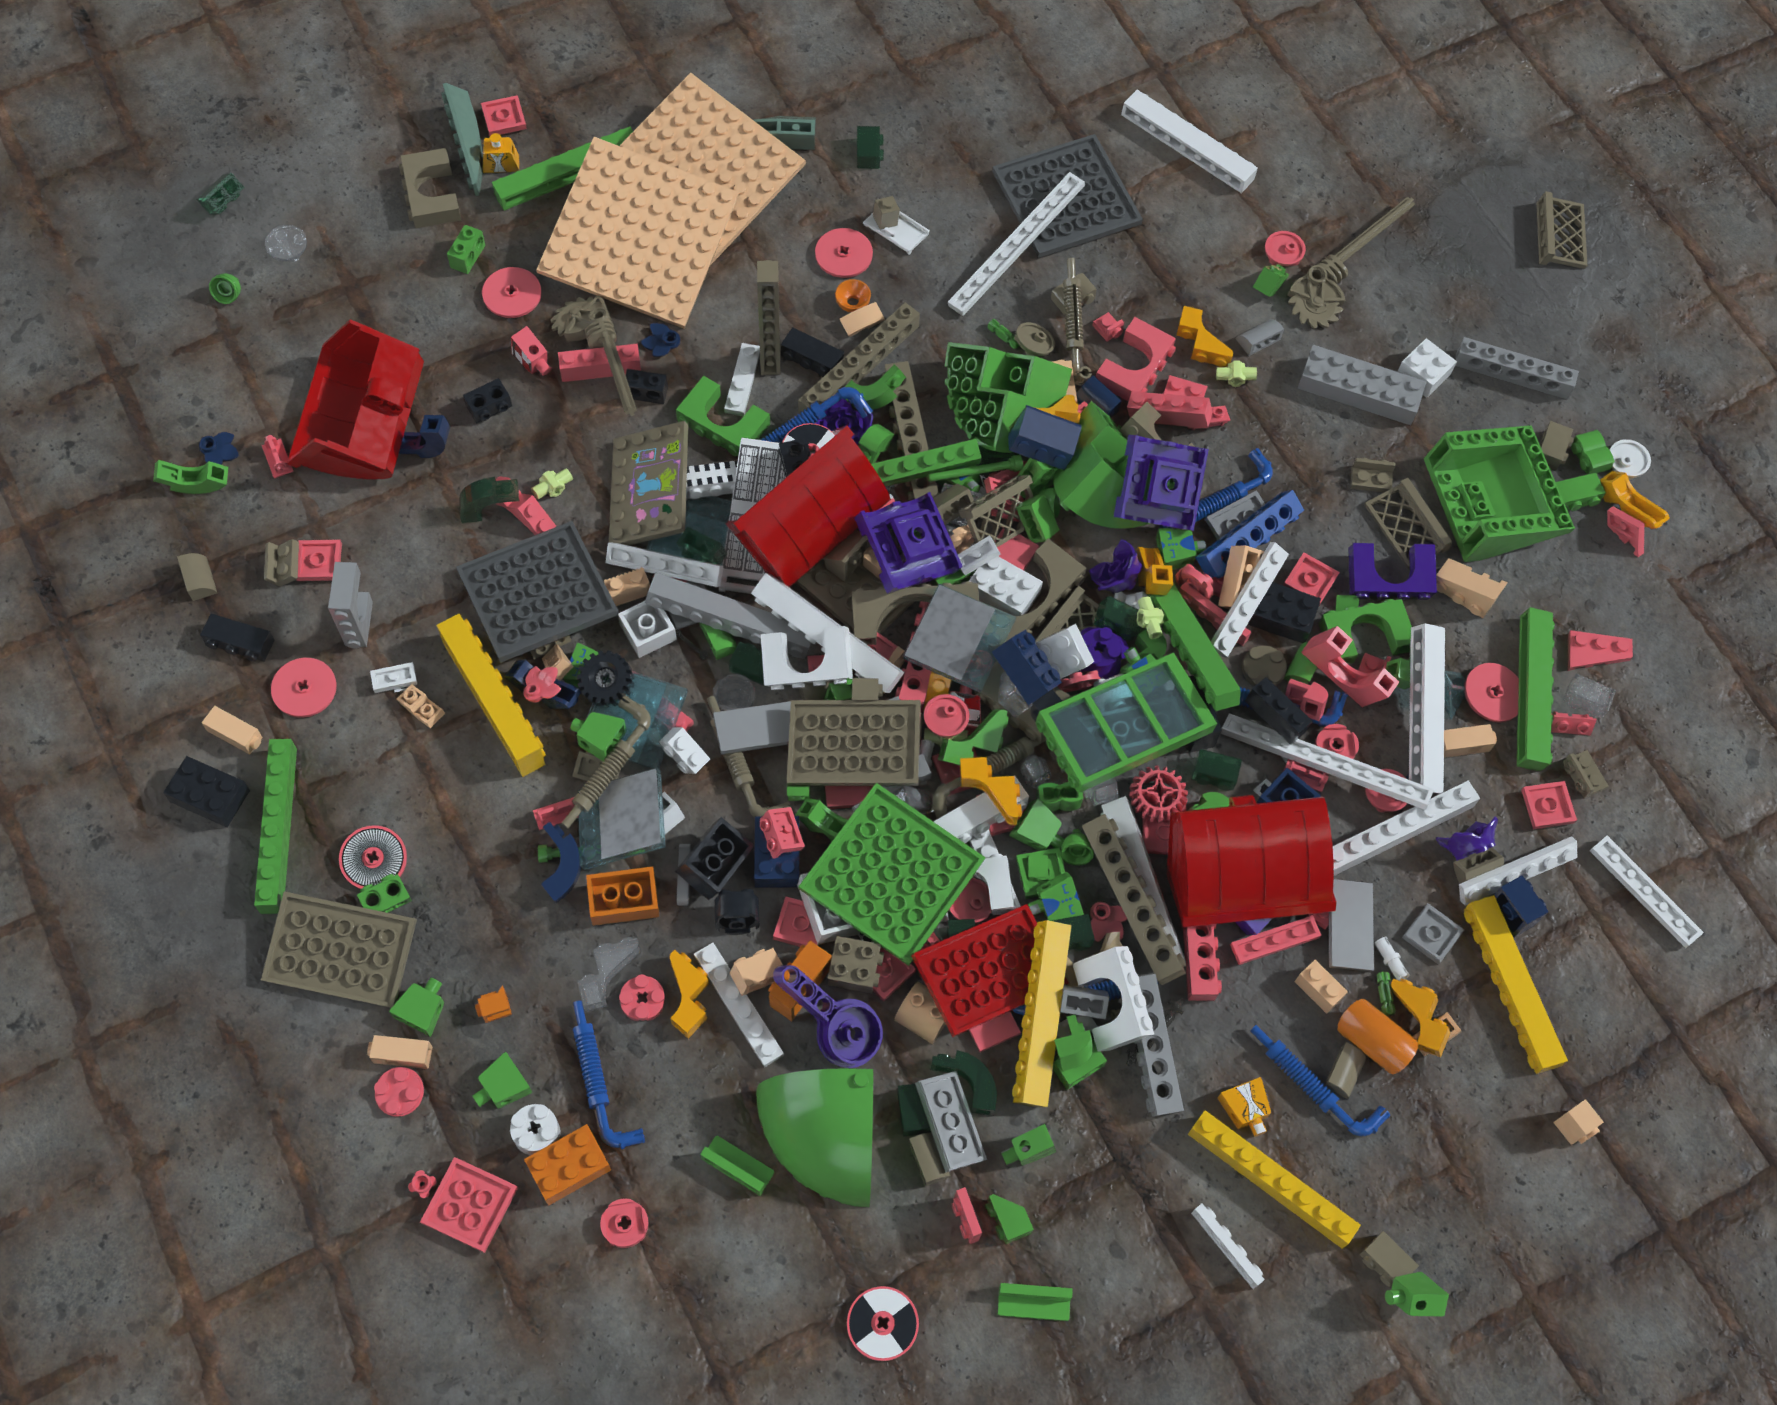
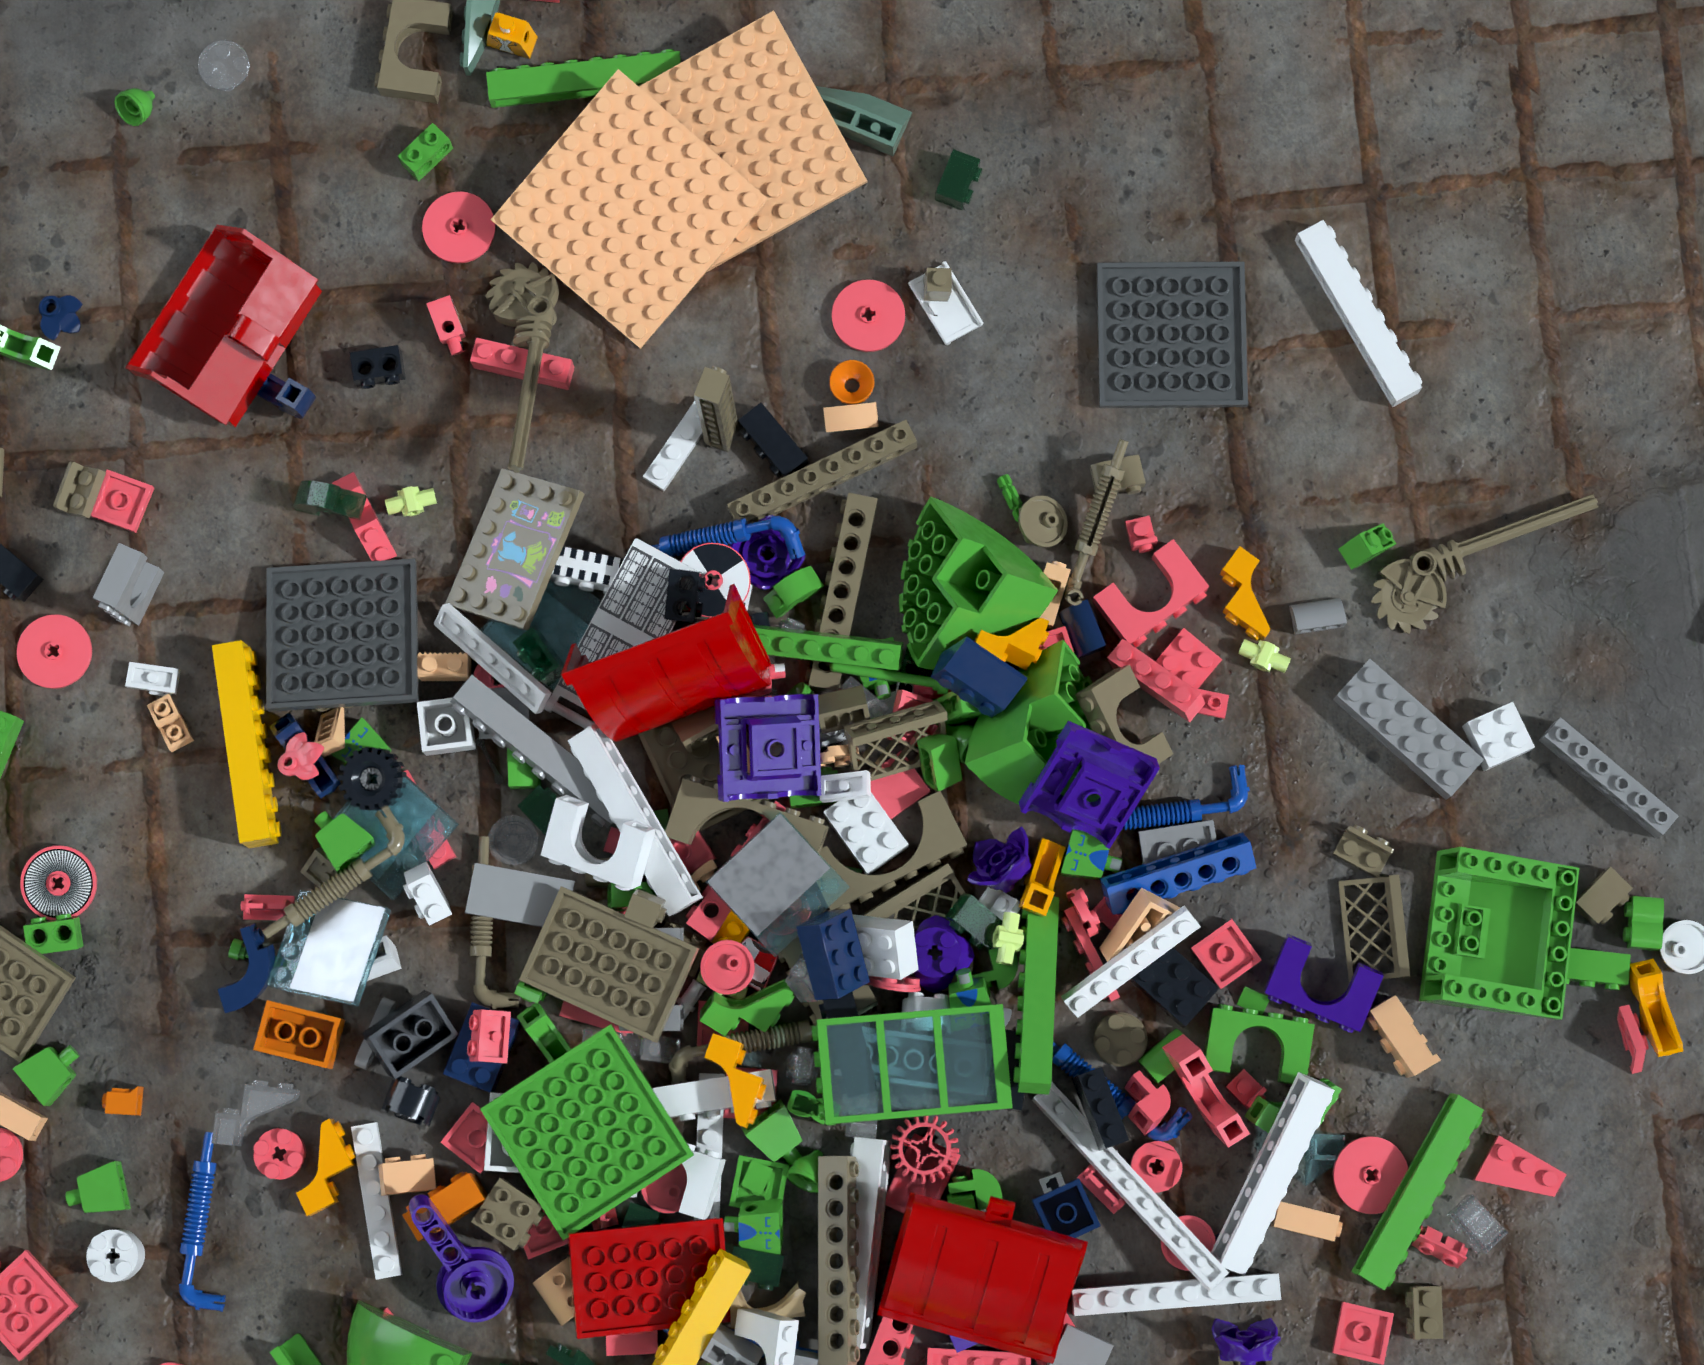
camera: 30 degrees right, 15 degrees up
(276, 456) = (119, 350): coral hinge -> none
(567, 1164) = (134, 1305): orange brick -> none
(647, 386) = (562, 415): black brick -> none
(659, 341) = (603, 355): dark blue plate -> none
(695, 409) = (606, 469): bright green arch -> none
(880, 392) = (822, 531): bright green arch -> none
(1016, 244) = (1077, 384): white plate -> none
(1109, 923) = (802, 1270): coral plate -> none
(1216, 770) = (1005, 1143): clear green brick -> none
(1284, 248) = (1406, 507): coral piece -> none

